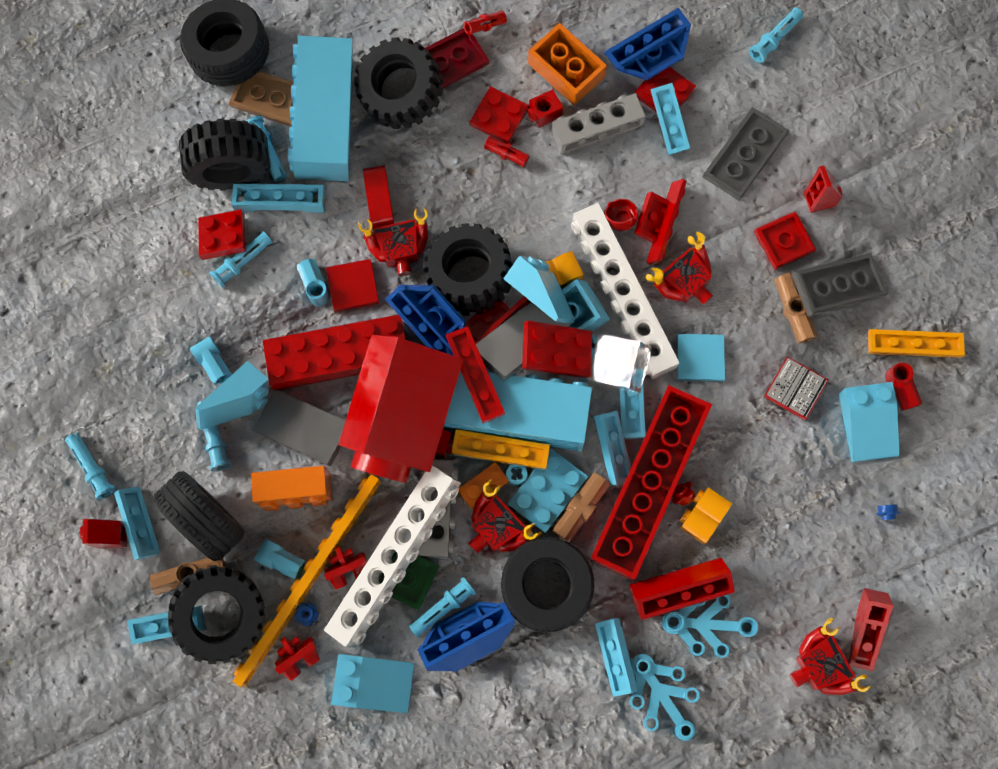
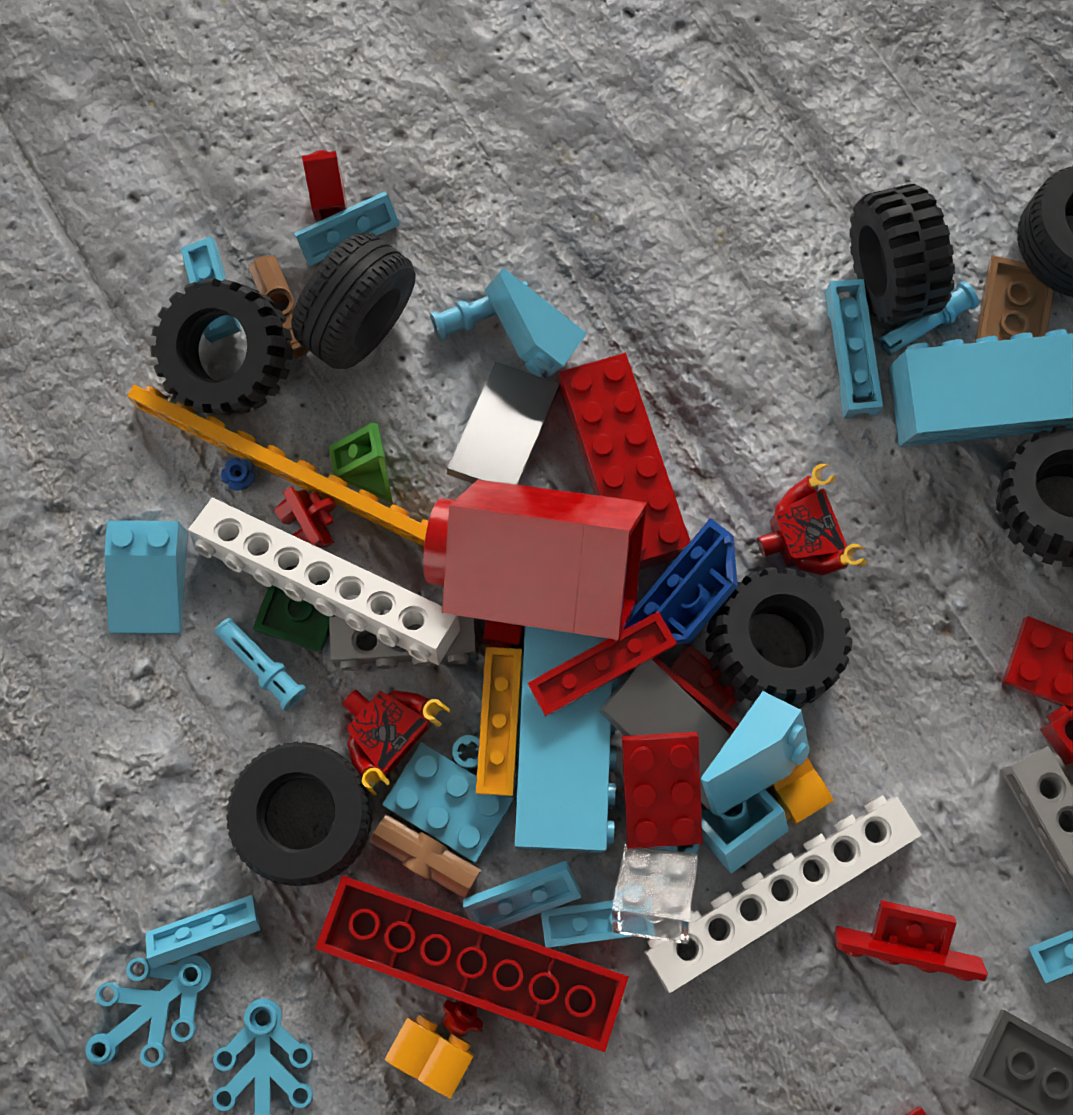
camera: 80 degrees right, 0 degrees up
(94, 474) = (409, 163): medium azure pin -> none
(209, 357) = (597, 284): medium azure piece -> none
(221, 234) = (783, 276): red plate -> none
(262, 240) = (782, 335): medium azure pin -> none
(275, 557) = (315, 416): medium azure piece -> none
(292, 487) = (410, 425): orange brick -> none
(304, 650) = (181, 461): red hips -> none
(310, 526) = (362, 462): none -> bright green slope
(313, 281) = (729, 415): medium azure piece -> none
(352, 285) = (733, 473): red tile -> none
(378, 196) = (878, 492): red beam -> none
(466, 636) = (216, 700): blue wedge -> none
(471, 490) = (462, 715): orange plate -> none
(506, 151) = (987, 680): red pin -> none
(621, 214) = (909, 876): red hair -> none
(682, 588) = (311, 1027): red brick -> none
(686, 275) = (822, 994): red torso -> none
(700, 357) = (688, 1030): medium azure tile -> none

